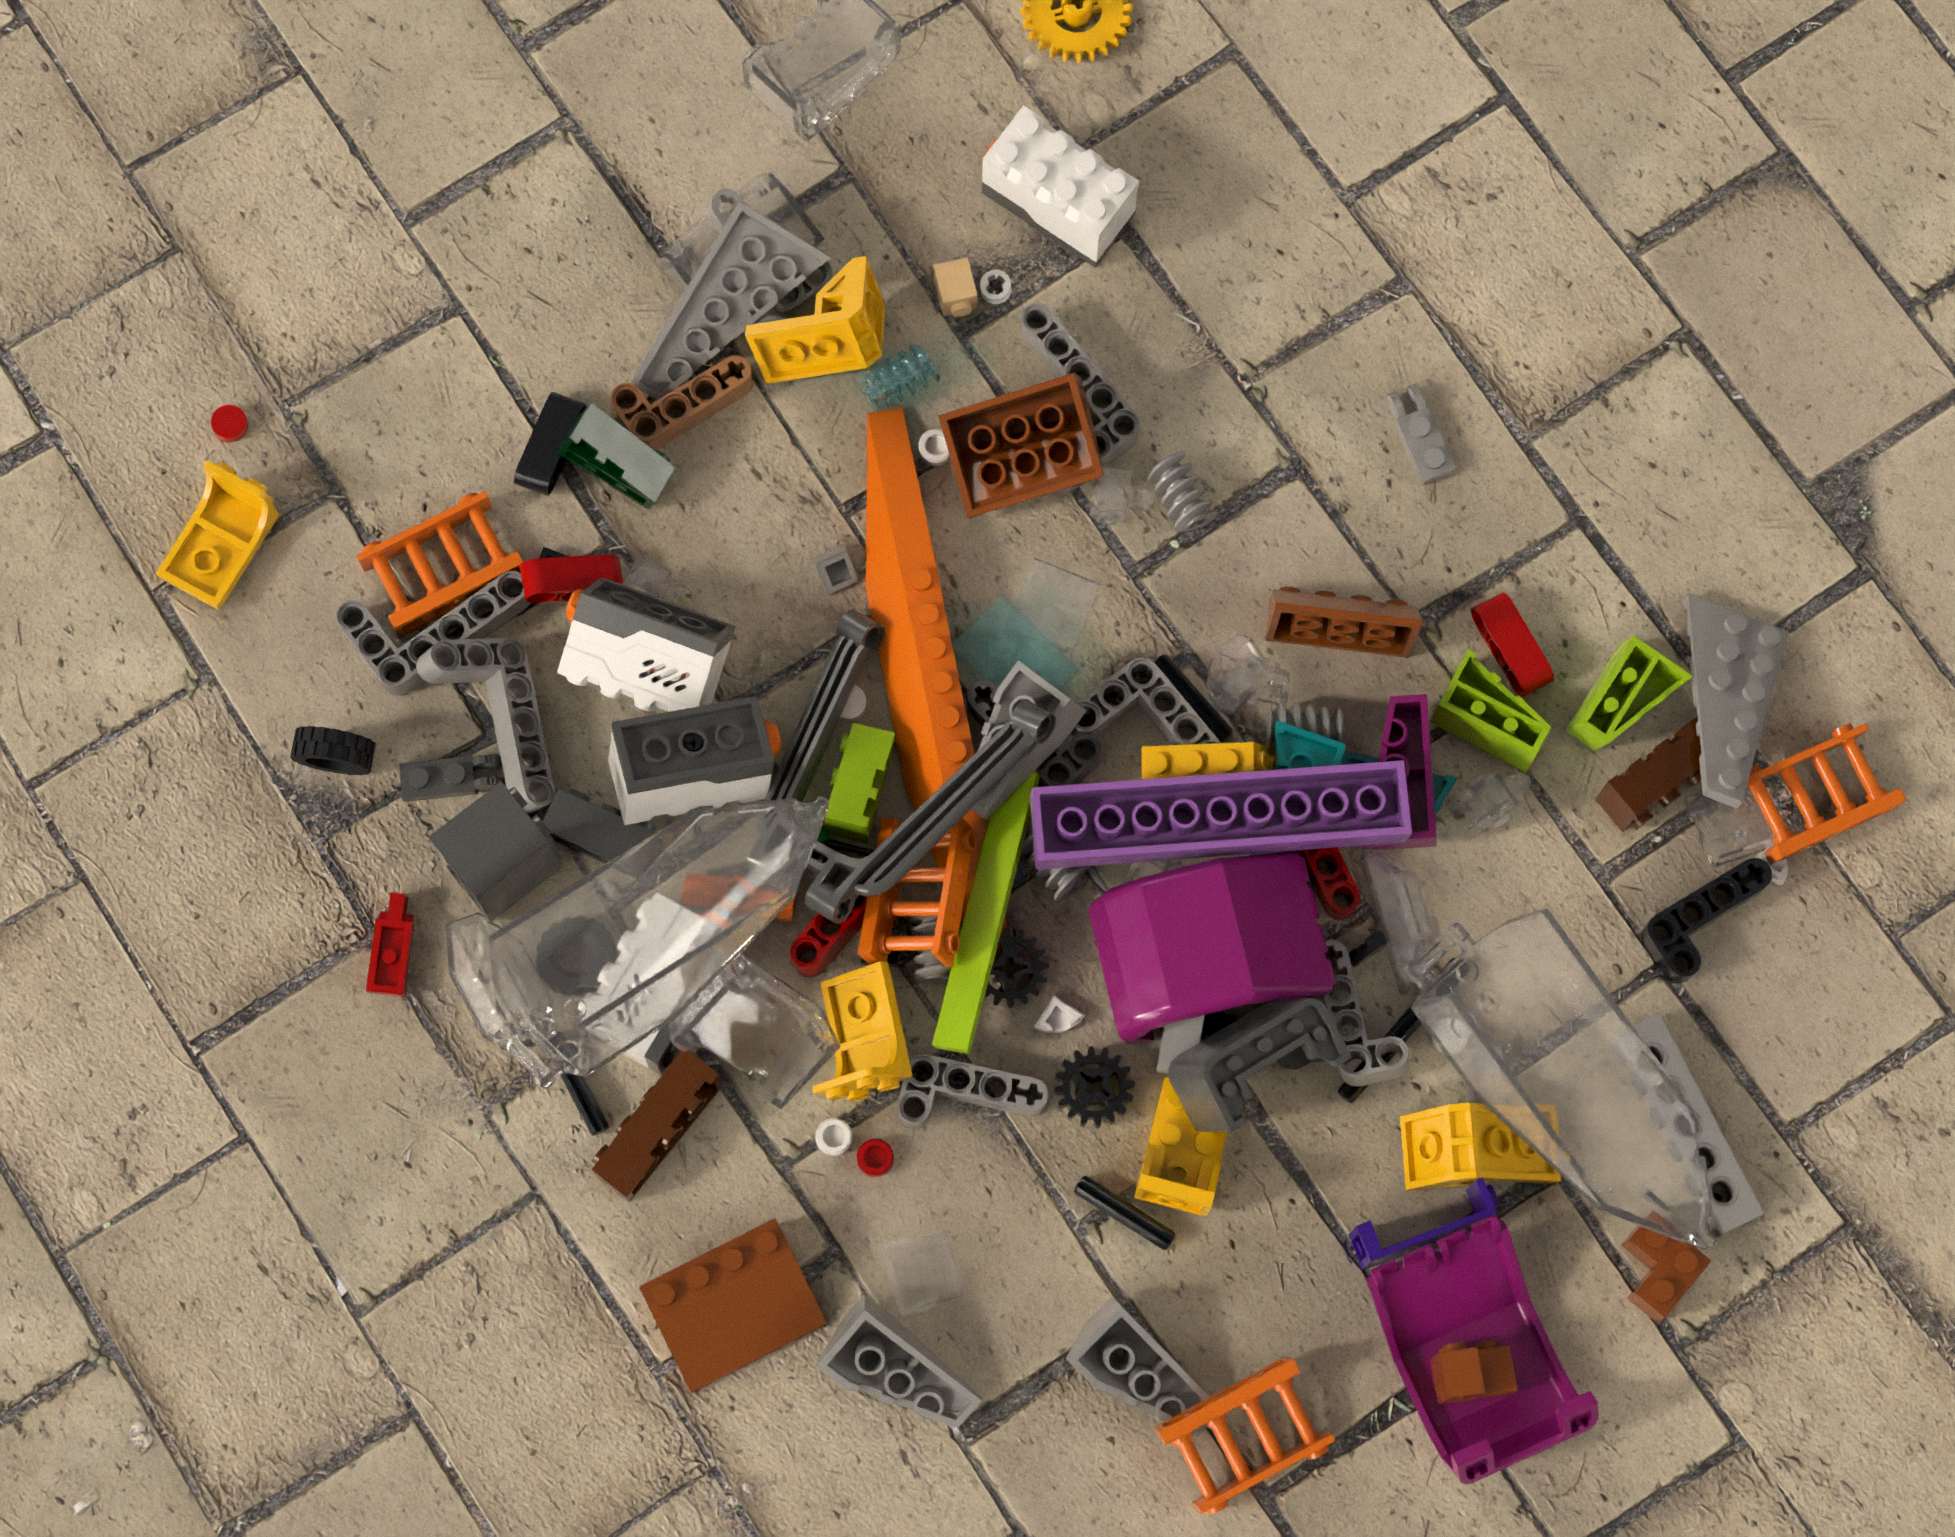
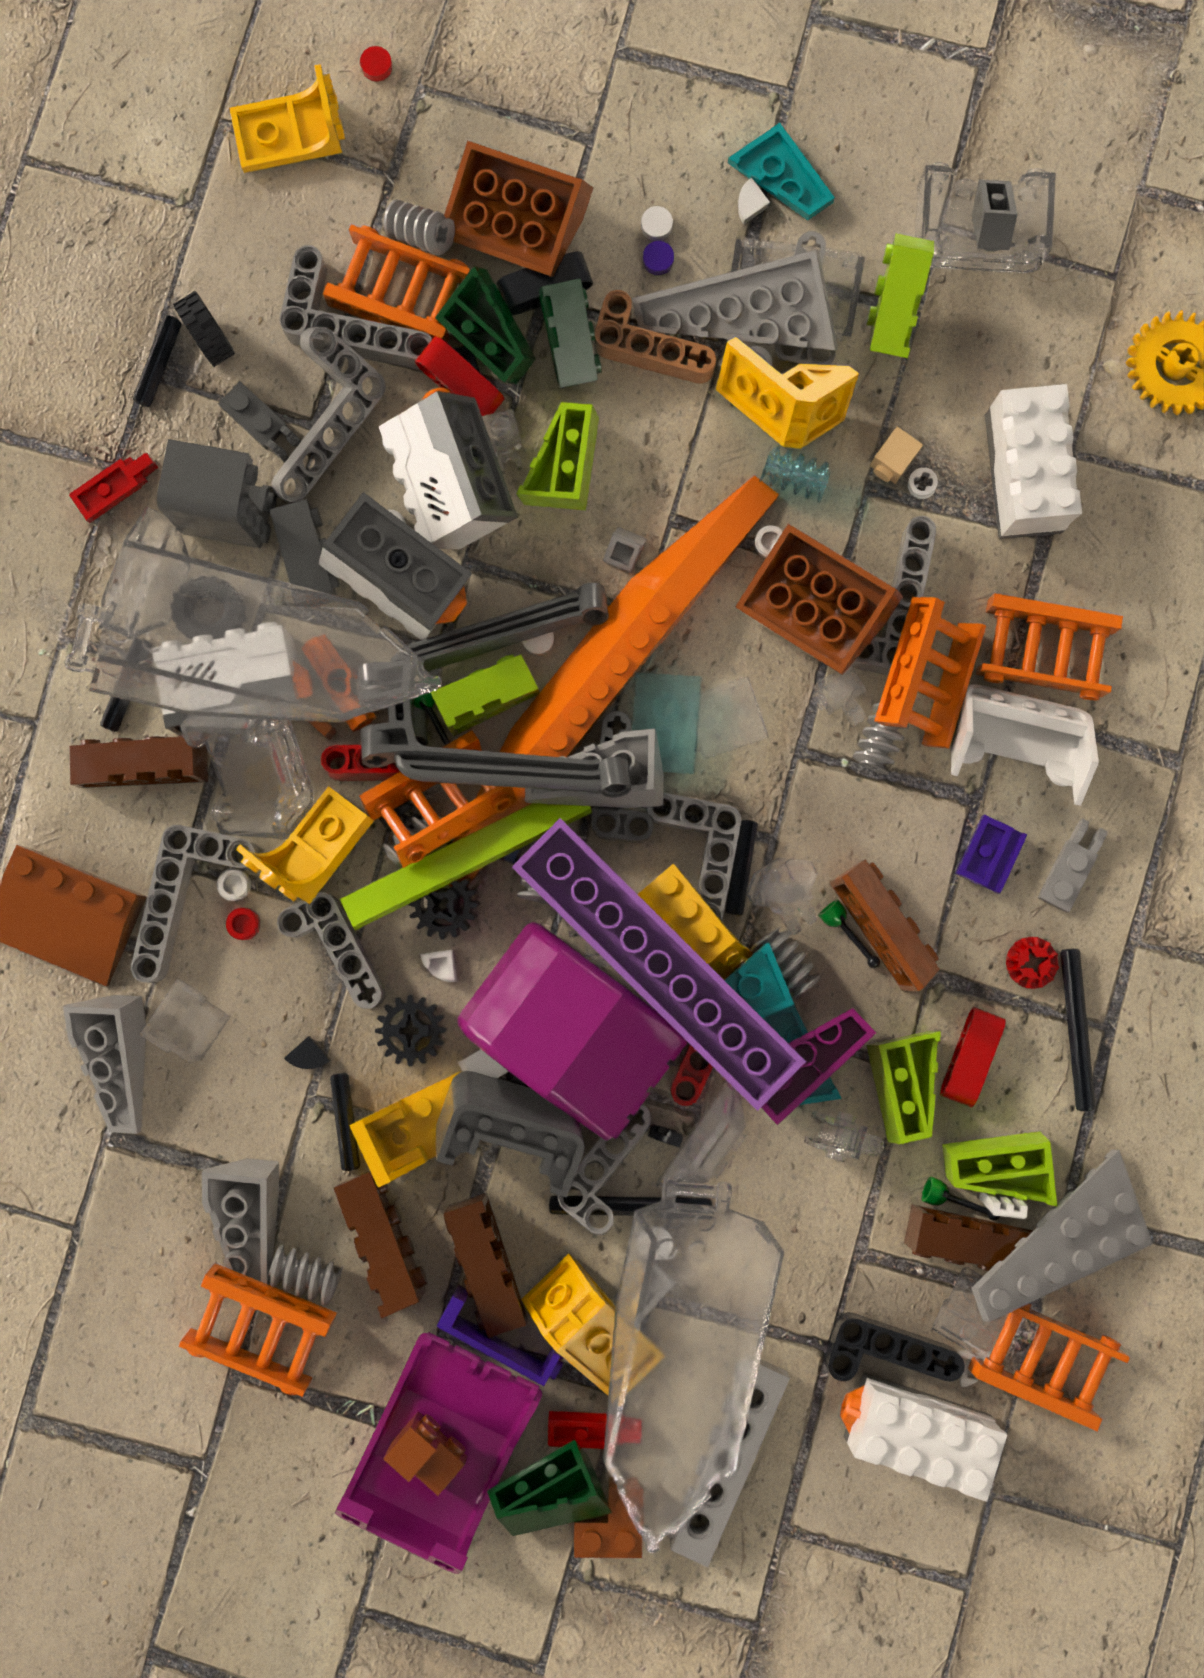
camera: 55 degrees right, 10 degrees up
(315, 819) = (157, 361): none -> black axle
(410, 505) = (419, 227): none -> light grey piece
(468, 414) = (516, 208): none -> dark orange slope
(548, 519) = (486, 326): none -> dark green wedge
(581, 313) = (656, 223): none -> white tile
(612, 336) = (658, 257): none -> dark purple piece
(633, 223) = (751, 201): none -> white tile
(634, 177) = (783, 172): none -> teal wing
(720, 554) = (565, 460): none -> lime wedge
(764, 943) = (324, 728): none -> dark orange tile
(795, 1187) = (177, 891): none -> light grey beam
(827, 171) = (899, 294): none -> lime wedge
(828, 46) = (994, 215): none -> dark grey brick
(1039, 1197) = (307, 1055): none -> black tile
(1144, 419) = (908, 668): none -> orange fence
(1214, 268) = (1069, 621): none -> orange fence
(1228, 1354) = (304, 1275): none -> light grey piece
(1256, 1263) = (381, 1243): none -> reddish brown wedge
(1279, 376) = (1029, 732): none -> white windscreen
(1298, 657) = (835, 916): none -> hinge
(1351, 1190) = (486, 1265): none -> reddish brown wedge
(1354, 490) = (991, 854): none -> dark purple plate
(1458, 537) = (1019, 954): none -> red gear
(1560, 543) = (1078, 1029): none -> black axle
(1561, 1228) = (583, 1427): none -> red hinge
(1594, 1295) = (550, 1493): none -> dark green wedge
(1603, 768) = (937, 1193): none -> hinge
(1654, 718) = (1004, 1205): none -> white tile
(1794, 941) = (922, 1435): none -> white piece

